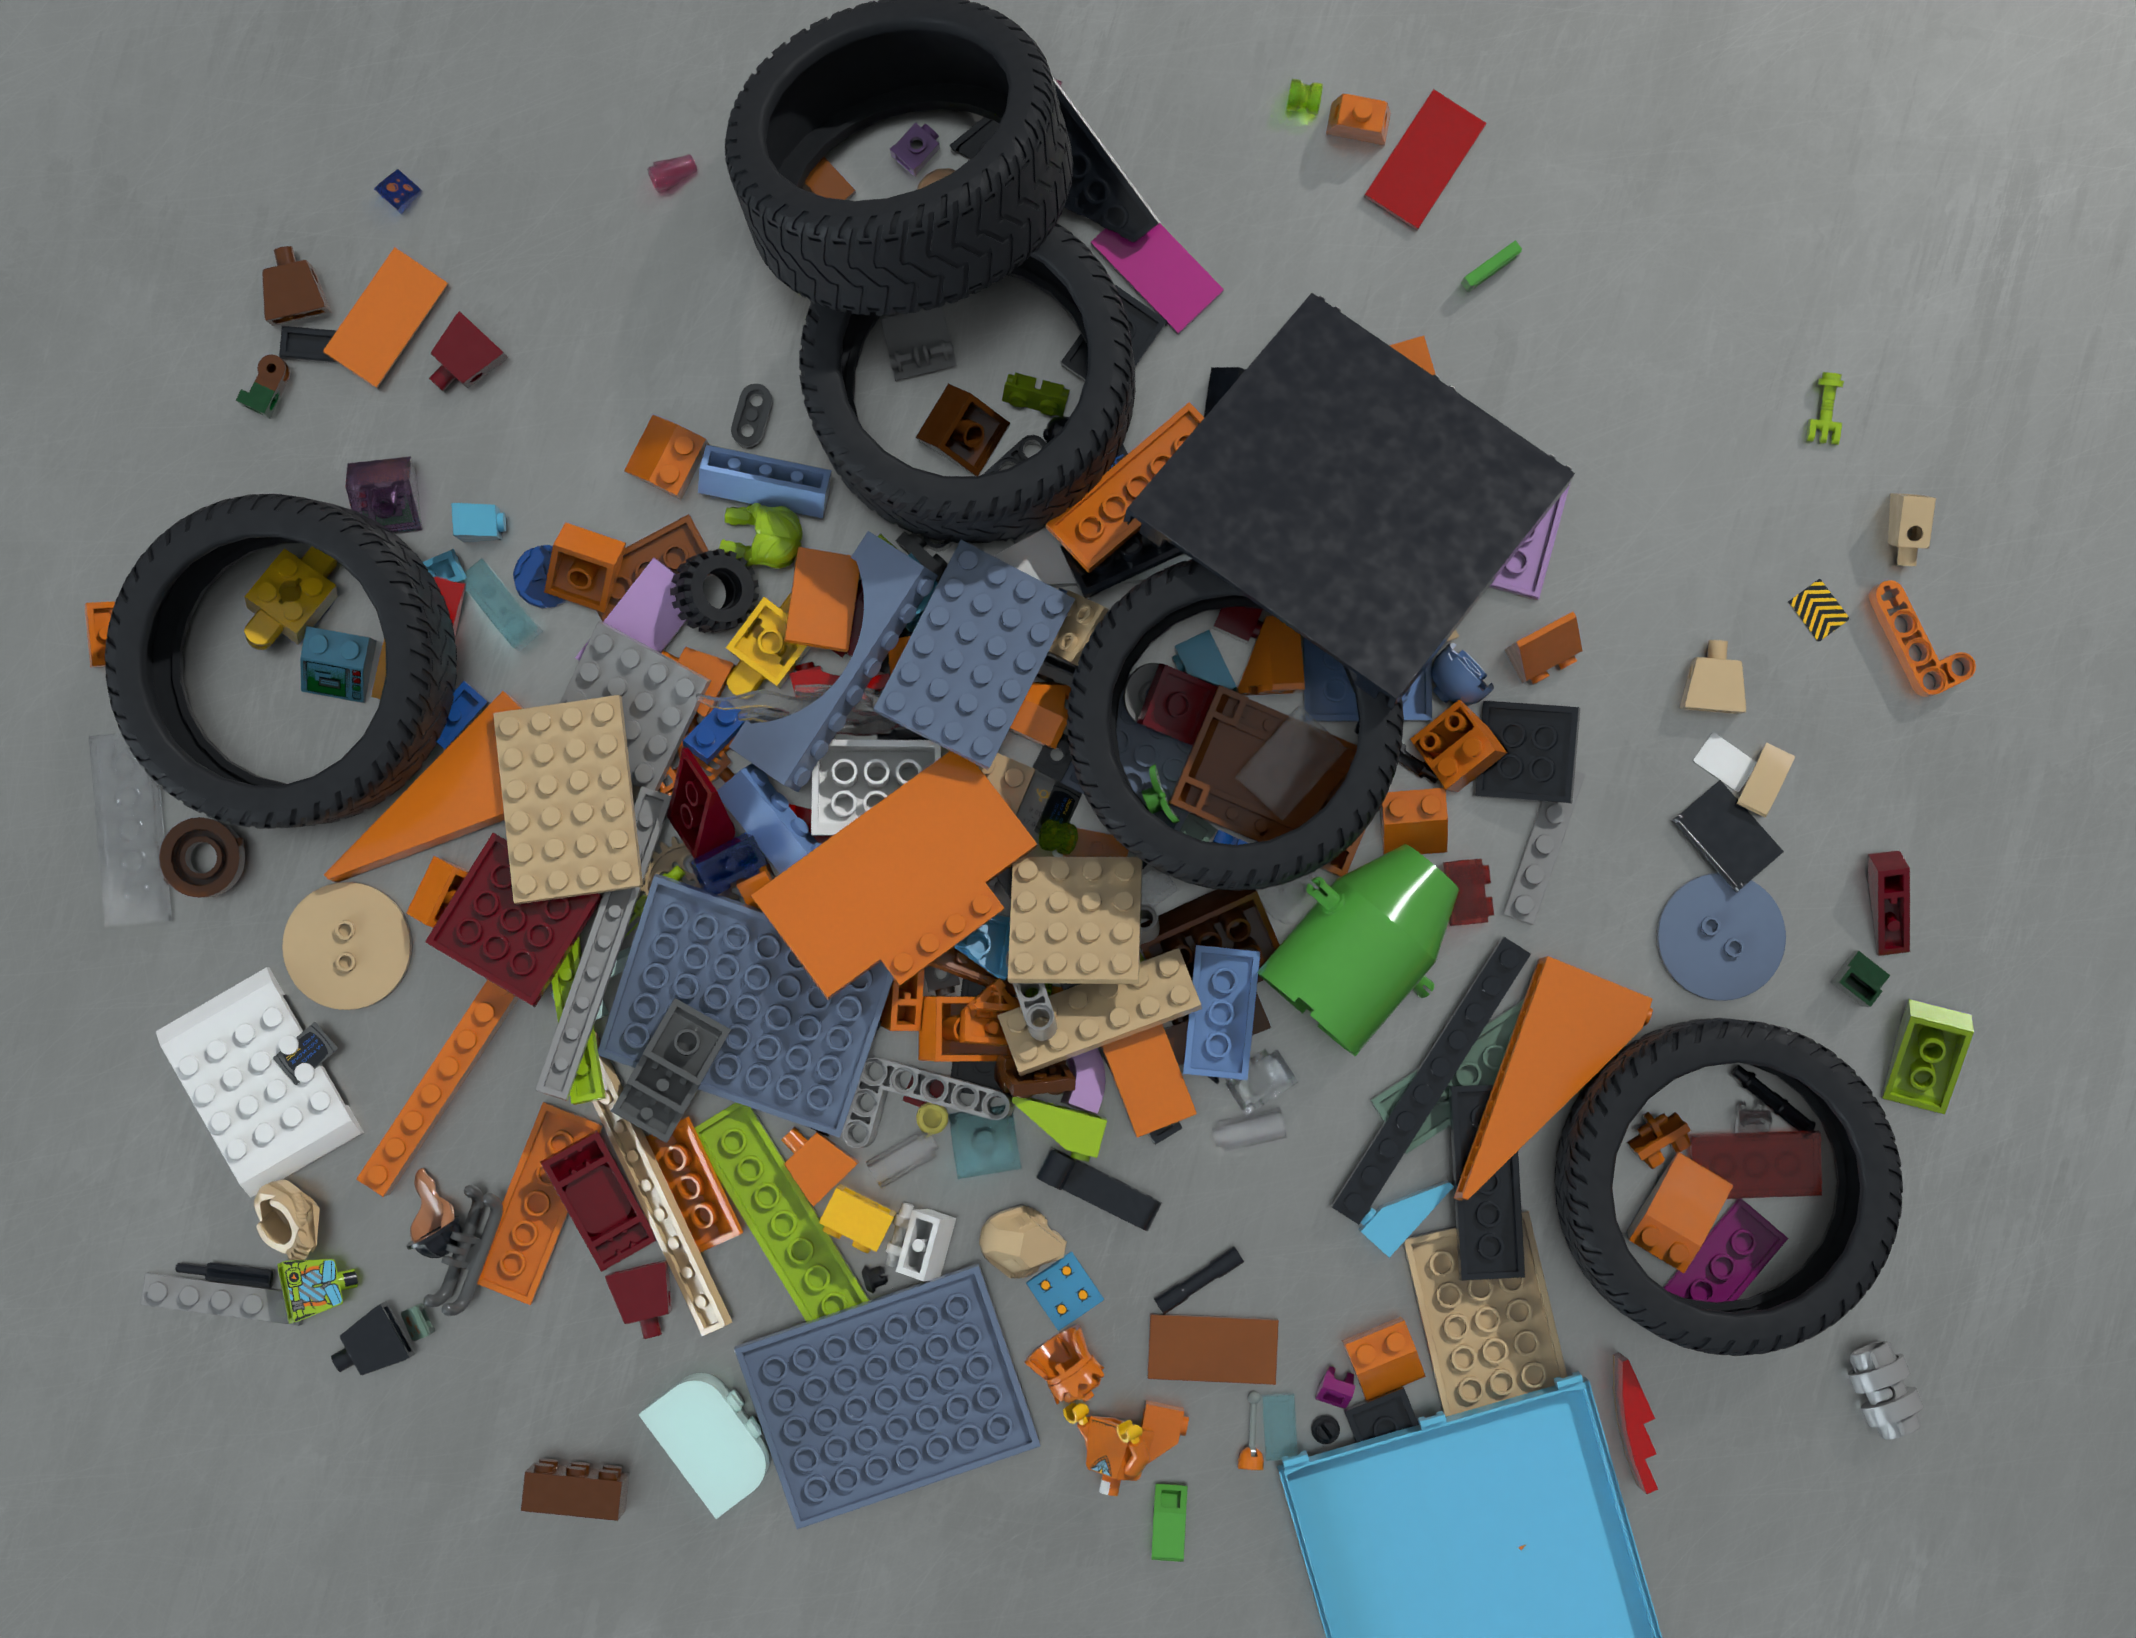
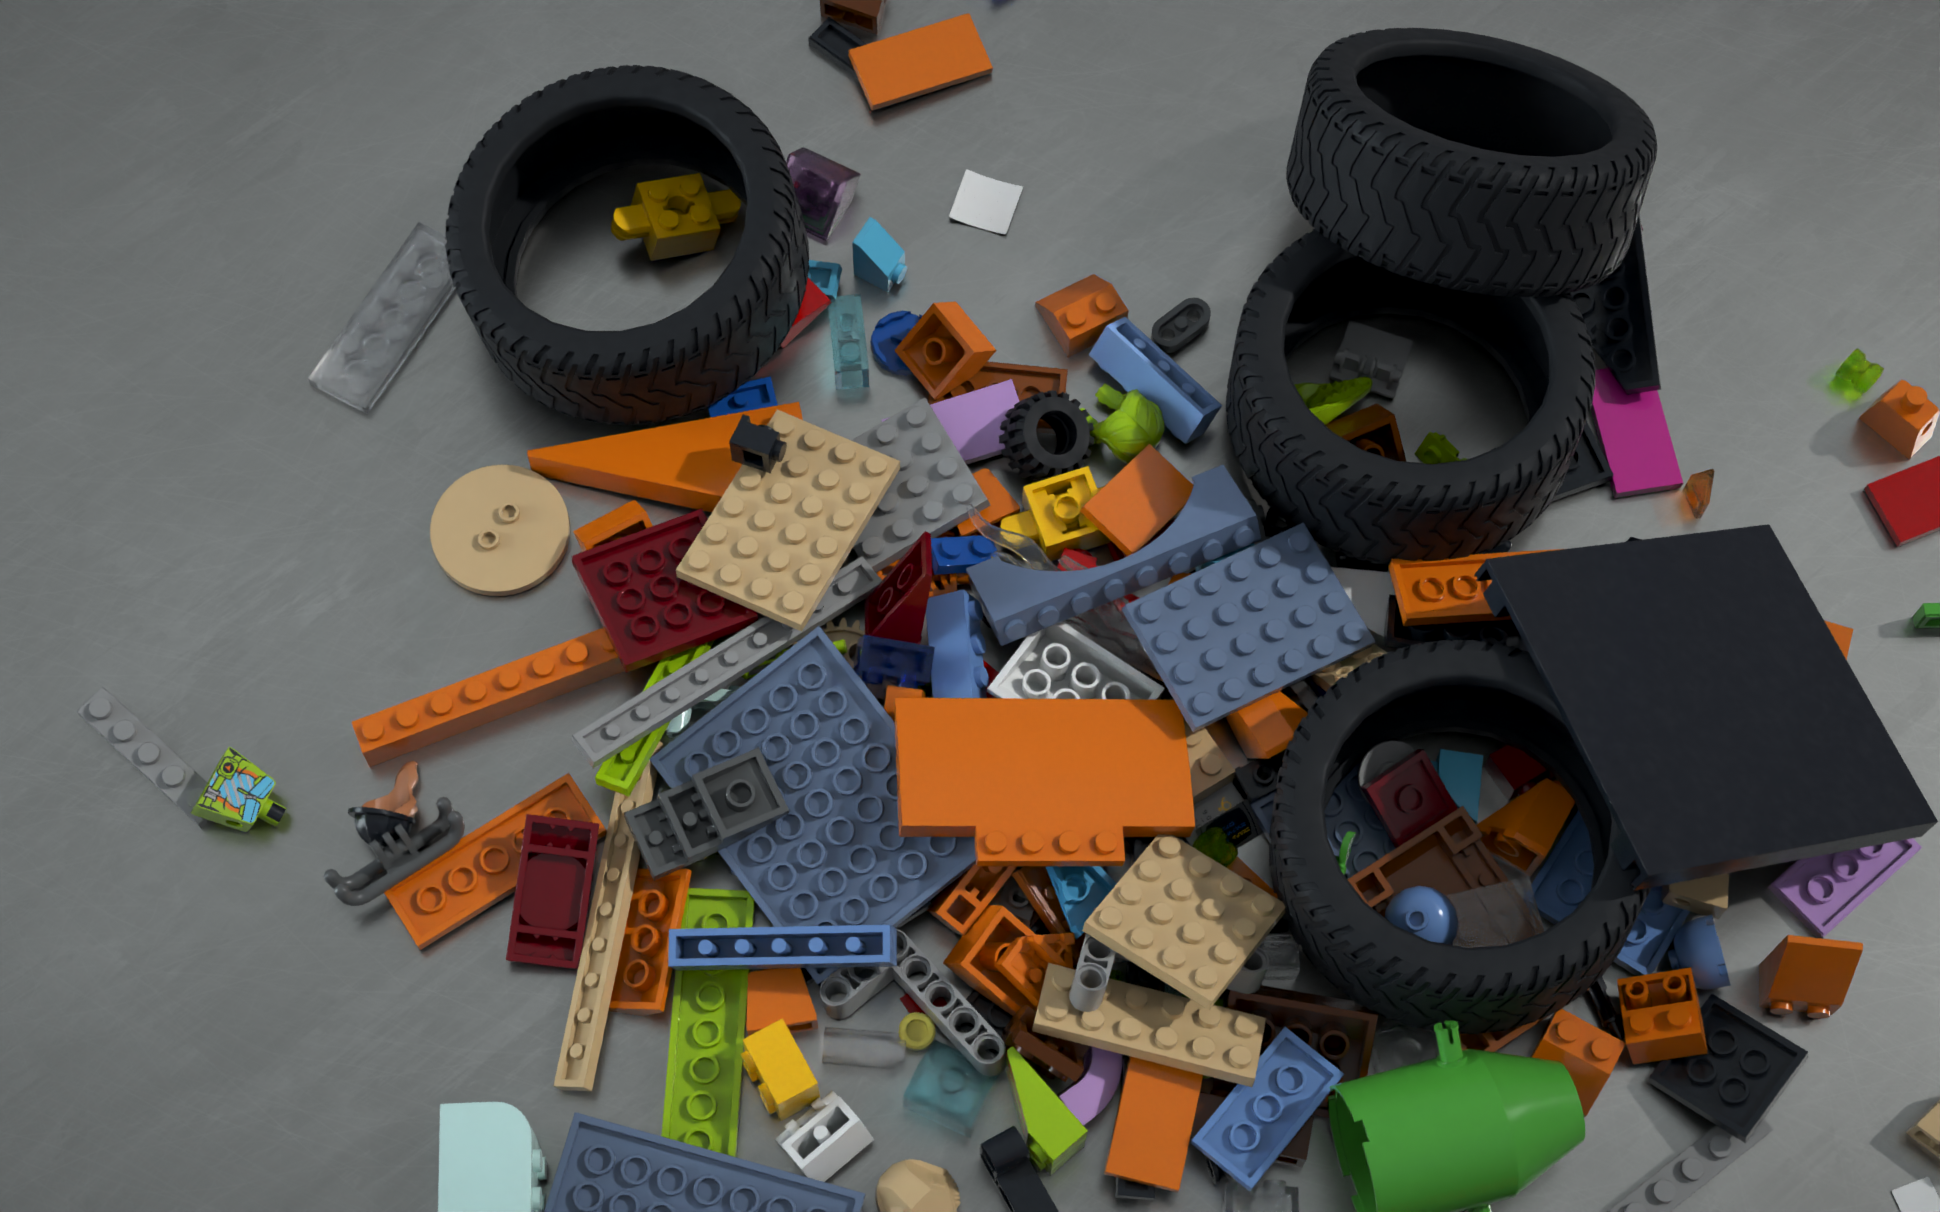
camera: 35 degrees right, 20 degrees down
(176, 857) = (428, 350): reddish brown piece -> none
(230, 1274) = (176, 739): black axle -> none
(243, 1096) = (331, 594): white slope -> none
(267, 386) = (780, 52): leg -> none
(287, 1219) = (263, 717): tan helmet -> none
(312, 1049) = (393, 588): sticker -> none
(336, 664) = (666, 286): medium azure slope -> none
(373, 1342) = (251, 883): black torso -> none
(417, 1322) = (305, 894): sand green slope -> none
(464, 354) = (966, 127): dark red torso -> none
(503, 762) = (756, 445): none -> black brick
(524, 407) = (985, 202): none -> white sticker
(575, 1490) = (327, 1143): reddish brown brick -> none
(642, 1295) = (527, 1009): dark red torso -> none
(669, 172) = (1246, 98): clear pink cone -> none
(799, 1134) = (783, 947): none -> medium blue brick
(872, 1278) = (753, 1144): black piece -> none
(904, 406) = (1332, 399): none -> lime animal
(1240, 289) = (1699, 491): none -> clear orange slope
(1244, 798) = (1424, 913): none -> medium blue cylinder
(1471, 902) = (1581, 1171): clear red brick -> none

